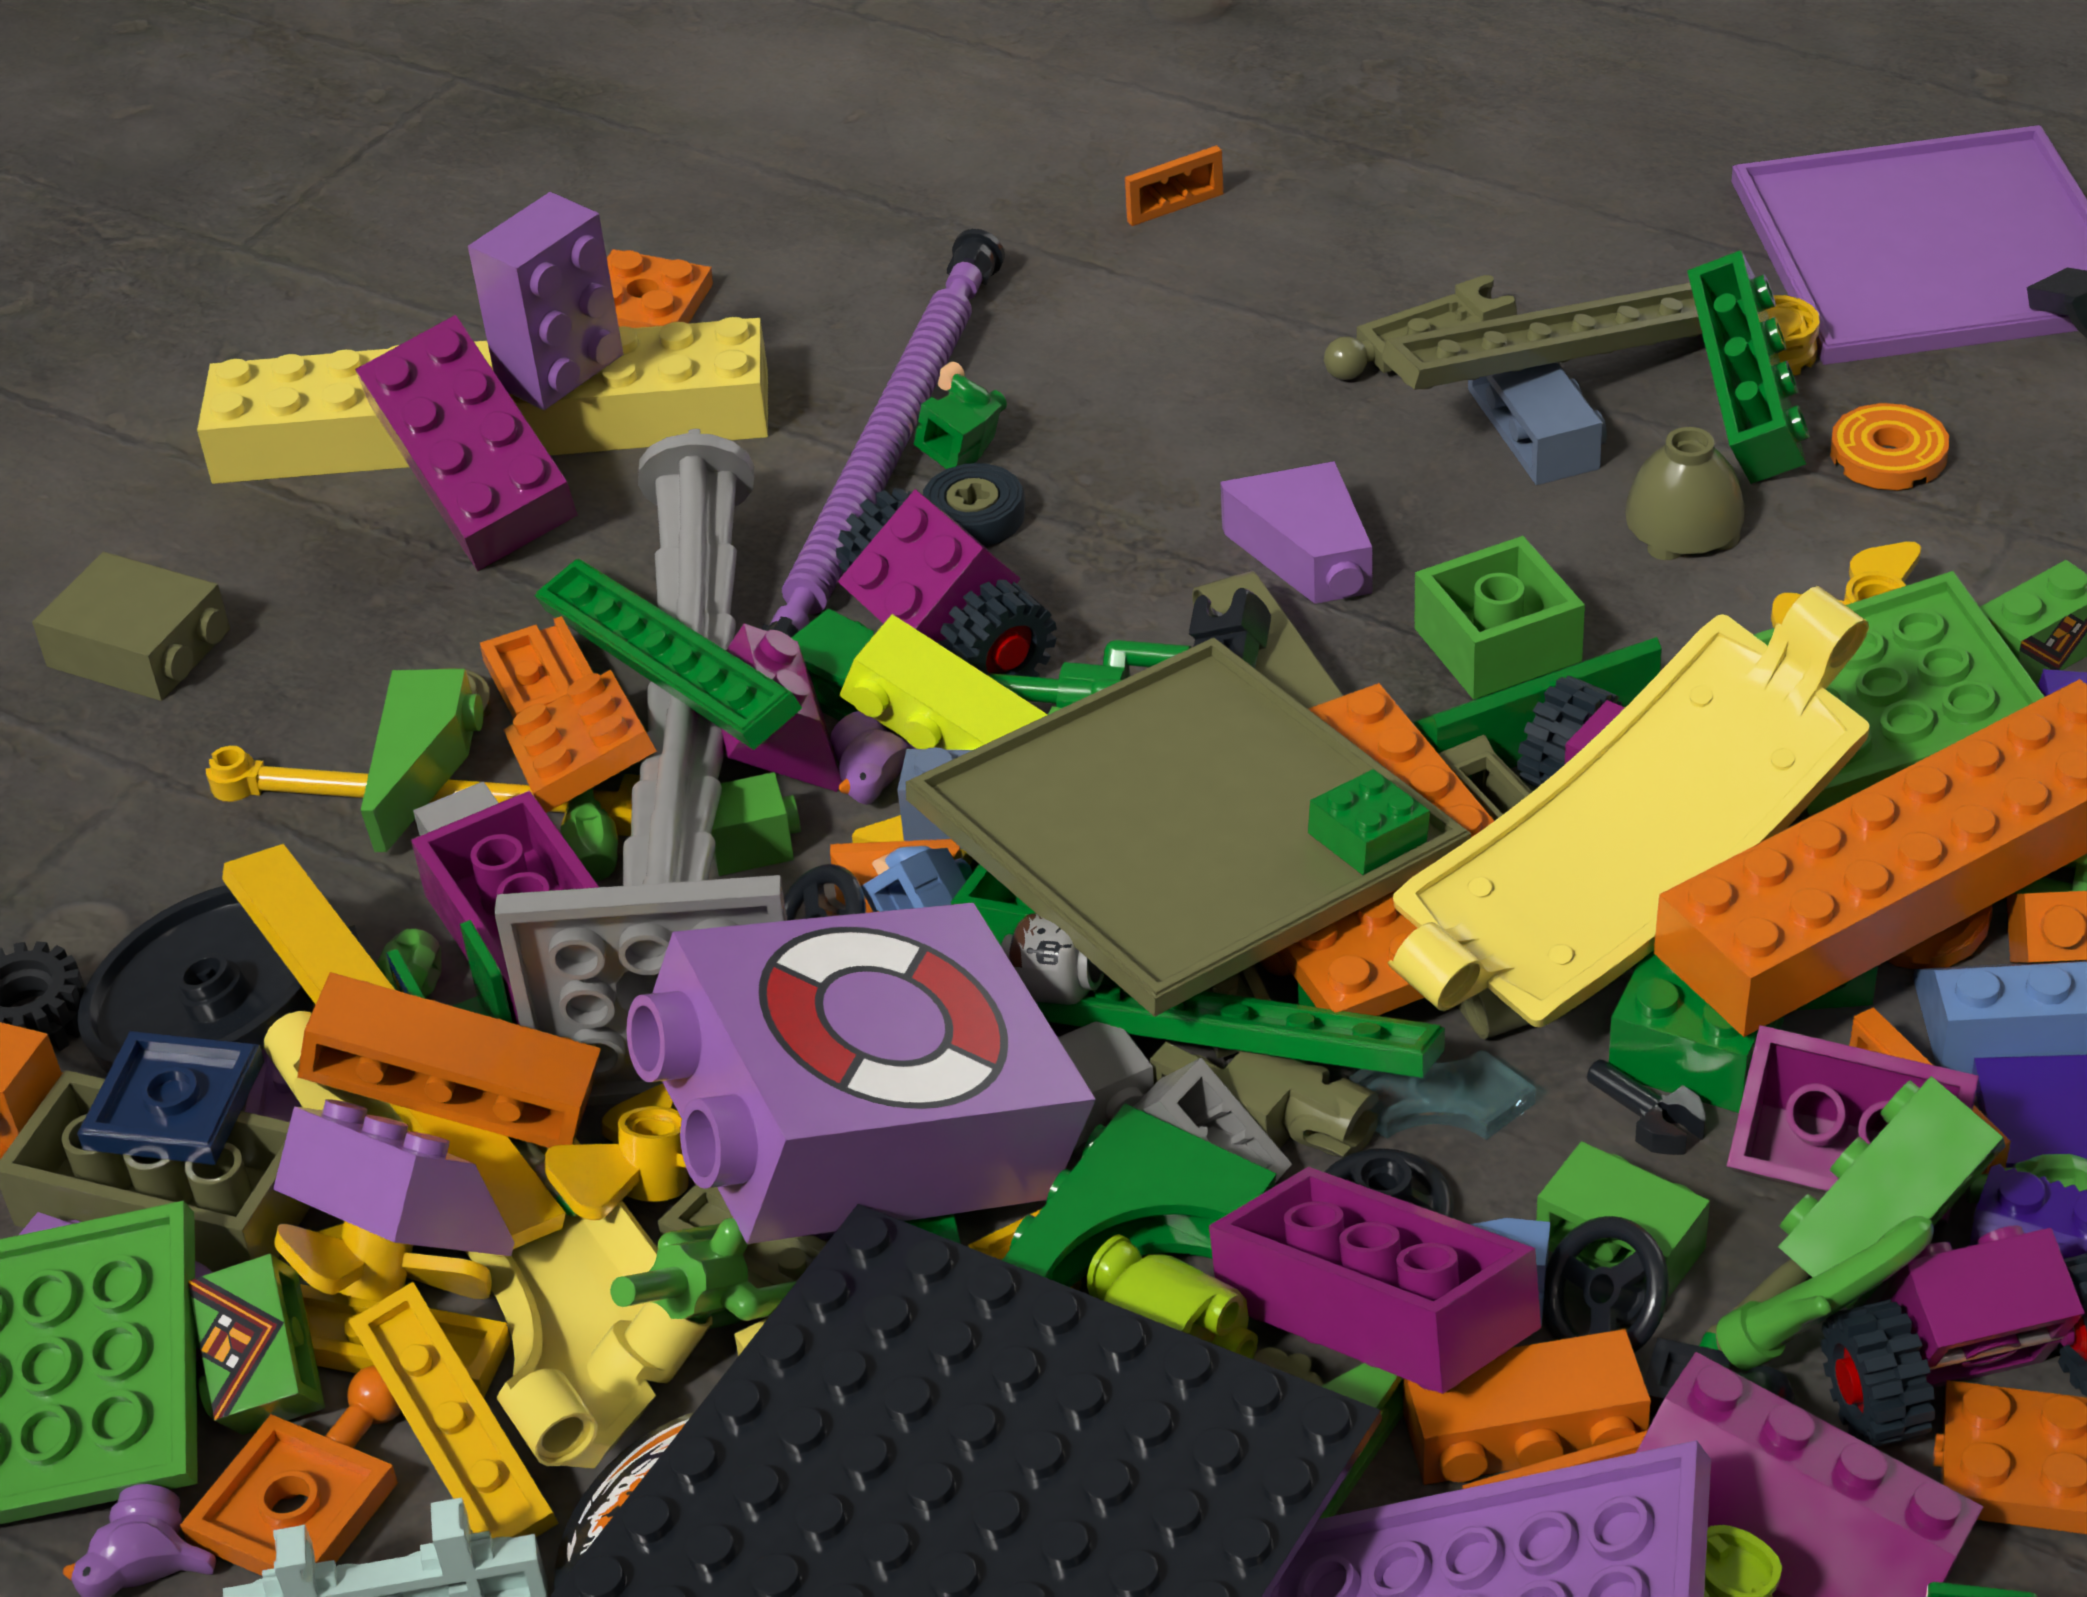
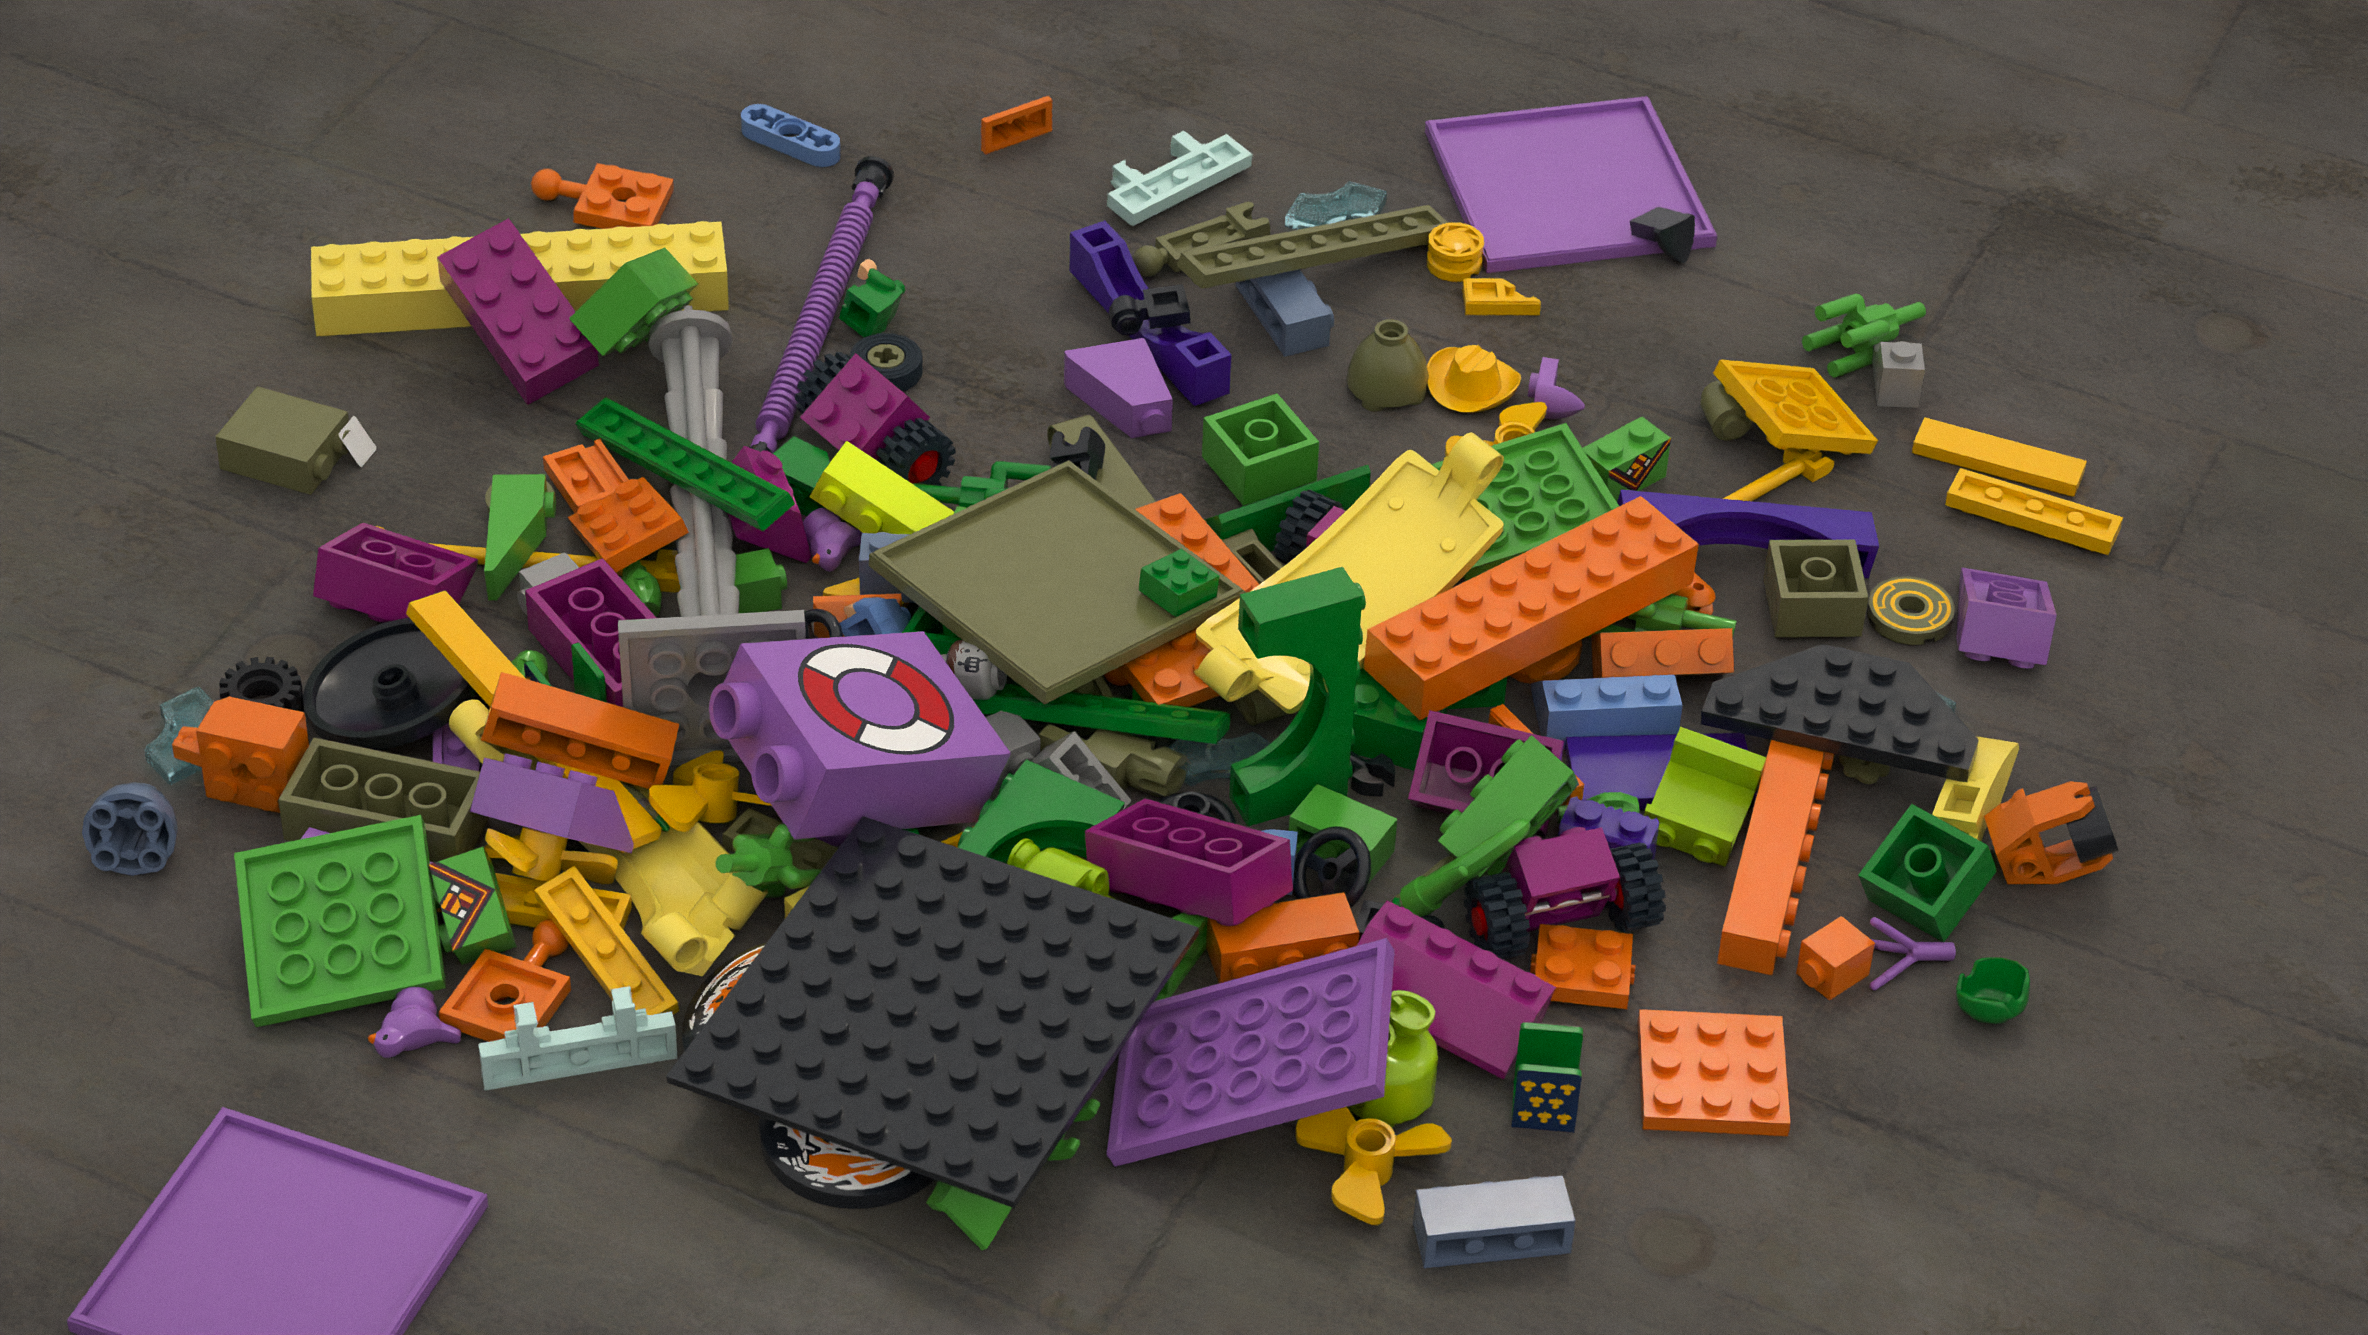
camera: 10 degrees left, 0 degrees up
(171, 1097) = (393, 754): dark blue tile -> none
(231, 804) = (385, 571): none -> magenta slope
(232, 625) = (357, 441): none -> white sticker
(546, 299) = (576, 208): medium lavender brick -> none
(615, 419) = (633, 301): none -> bright green brick
(898, 215) = (811, 145): none -> medium blue beam
(1358, 418) = (1159, 306): none -> black plate
(1397, 489) = (1188, 358): none -> dark purple arch
(1413, 237) = (1194, 170): none -> light aqua hinge
(1582, 897) = (1318, 623): none -> green arch
(1623, 274) = (1347, 203): none -> clear light blue tile
(1747, 368) = (1431, 273): green brick -> none
(1806, 511) = (1470, 379): none -> yellow hat
(1830, 394) = (1496, 297): none -> yellow tile
(1918, 440) = (1515, 320): orange tile -> none
(1938, 540) = (1543, 389): none -> medium lavender plate

